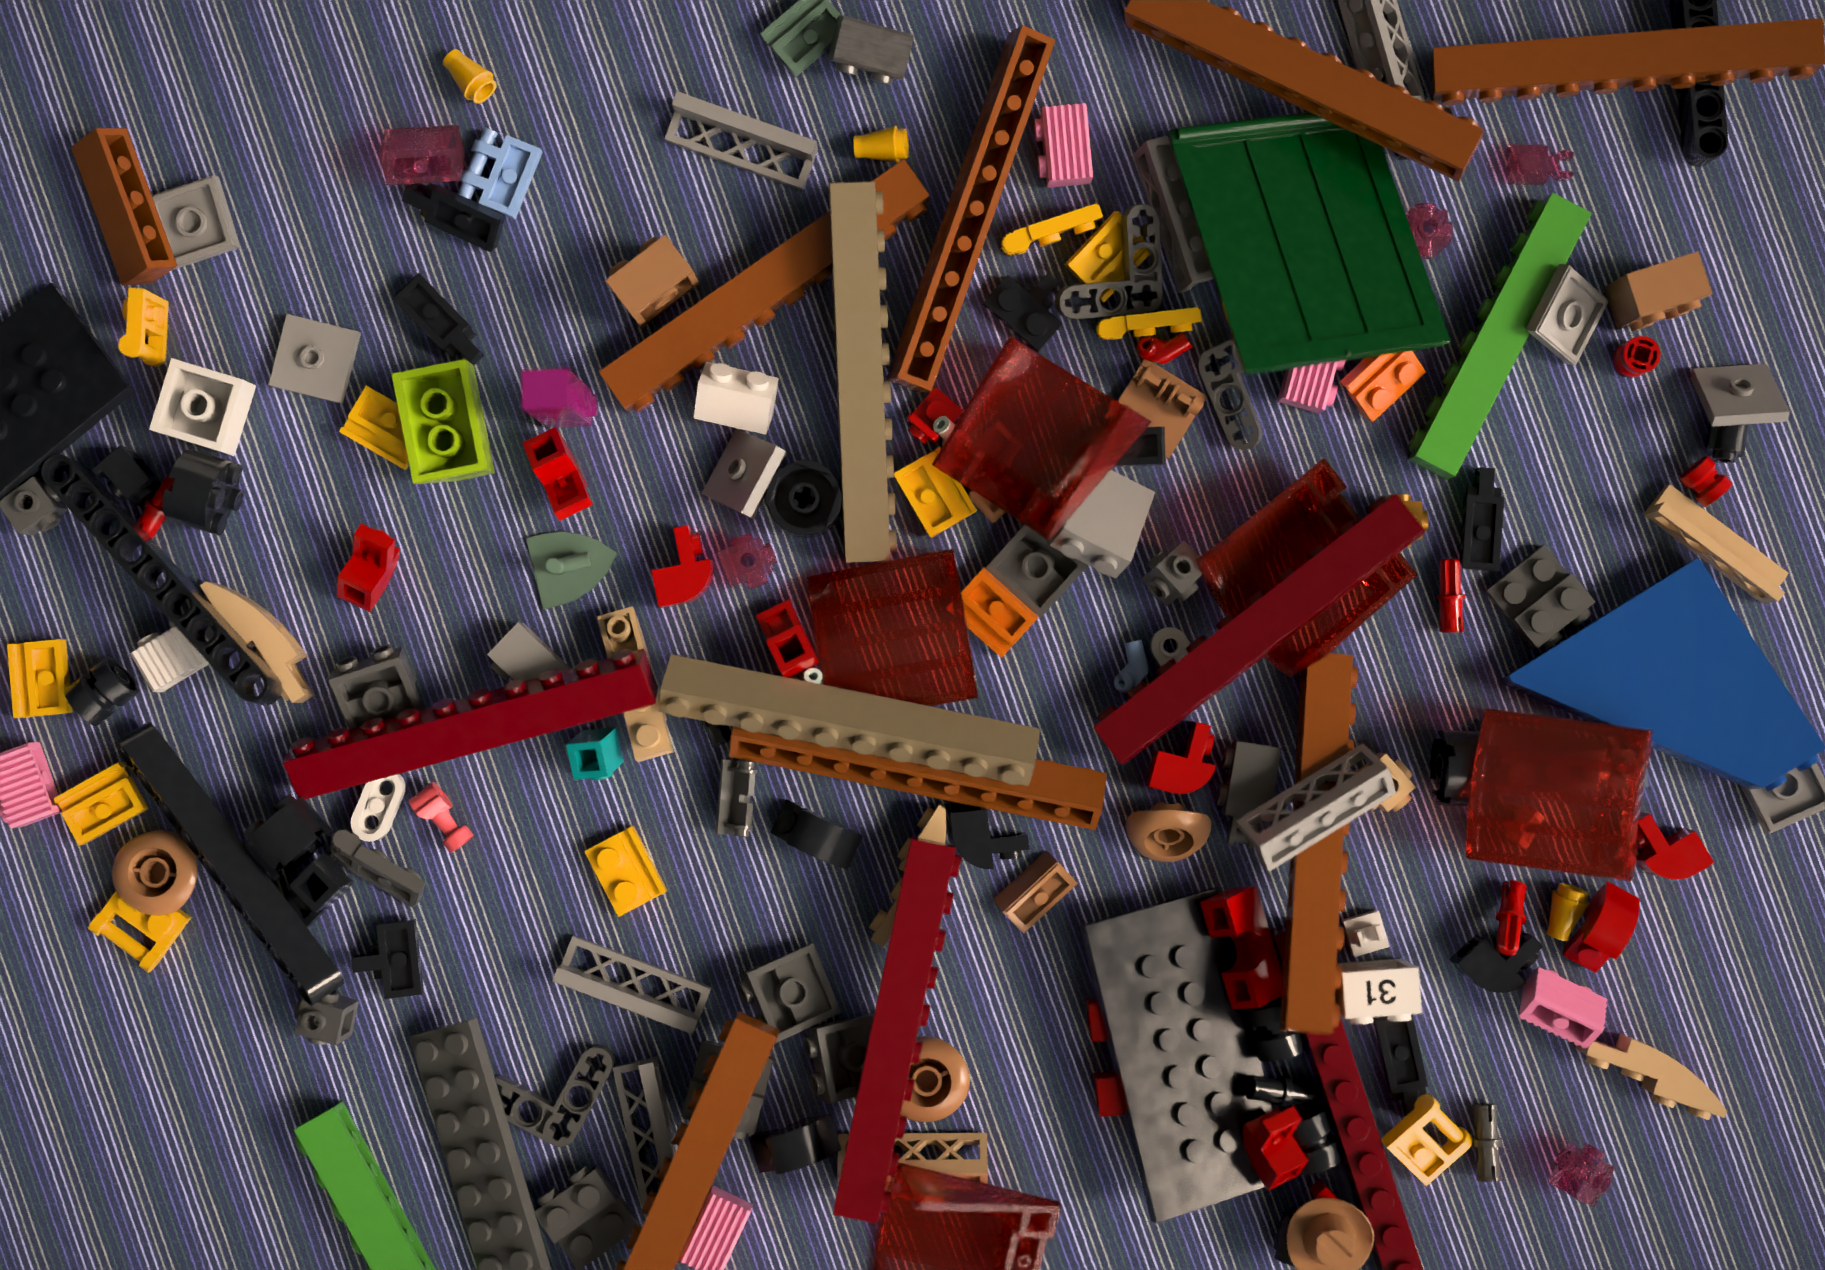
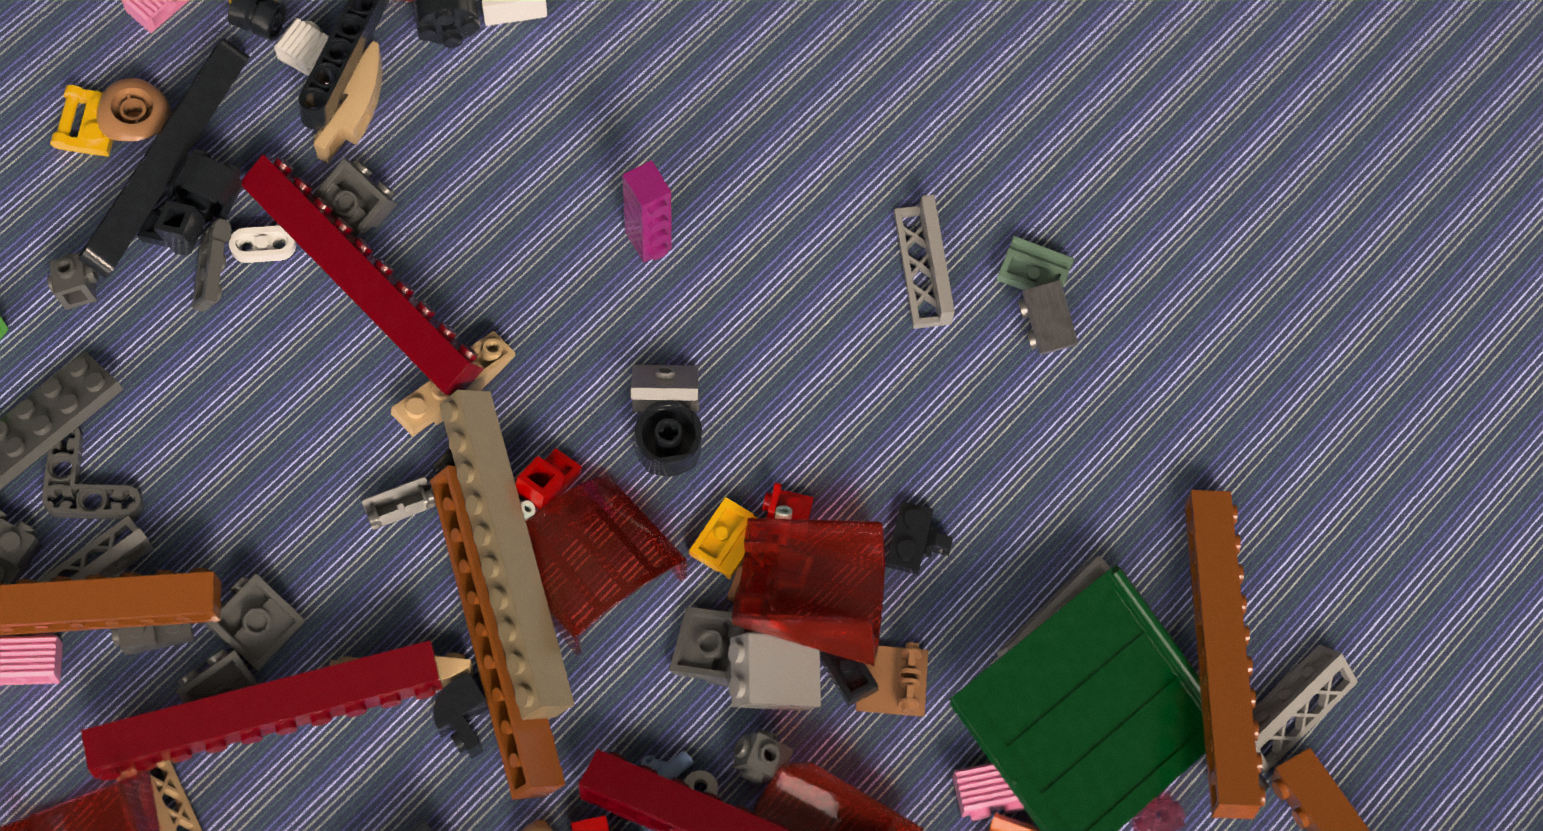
camera: 55 degrees right, 20 degrees down
(101, 803) = (169, 53): yellow plate -> none
(314, 359) = (589, 46): light grey plate -> none
(369, 567) = (447, 153): red brick -> none
(377, 426) = (562, 117): yellow plate -> none
(394, 959) = (143, 312): black hinge -> none
(422, 155) = (783, 45): clear pink brick -> none
(434, 805) = (282, 283): coral leg -> none
(438, 318) = (666, 115): black hinge -> none
(443, 423) = (587, 151): lime slope -> none
(456, 214) = (752, 91): black hinge -> none
(472, 79) = (861, 55): yellow cone -> none
(509, 177) = (804, 113): light blue plate -> none
(523, 655) = (437, 288): light grey slope -> none
(558, 473) = (594, 249): red brick -> none
(567, 565) = (523, 295): sand green shield -> none
(595, 753) = (381, 378): teal brick -> none
(625, 871) = (297, 451): yellow plate -> none
(626, 997) = (192, 501): light grey fence -> none
(652, 280) = (778, 245): medium nougat brick -> none
(686, 581) = (561, 385): red brick -> none
(733, 561) = (595, 419): clear pink brick -> none
(736, 397) = (721, 349): white brick -> none
(749, 299) = (822, 333): dark orange brick -> none
(795, 1145) = (127, 685): black brick -> none
(816, 835) = (398, 580): black brick -> none
(860, 371) = (789, 429): dark tan brick -> none
(885, 145) = (982, 367): yellow cone -> none
(939, 1084) = (232, 774): medium nougat hat -> none
(970, 209) = (967, 451): dark orange brick -> none
(995, 612) = (653, 630): orange plate -> none
(1035, 891) = (435, 783): medium nougat slope -> none
(1049, 230) = (987, 522): yellow hinge -> none
(1065, 145) = (1061, 502): bright pink brick -> none
(1102, 256) = (993, 580): yellow plate -> none
(1133, 277) = (987, 606): dark grey beam -> none
(1145, 323) = (955, 634): yellow hinge -> none
(1162, 351) = (940, 659): red arm -> none
(1217, 384) = (938, 718): dark grey beam -> none

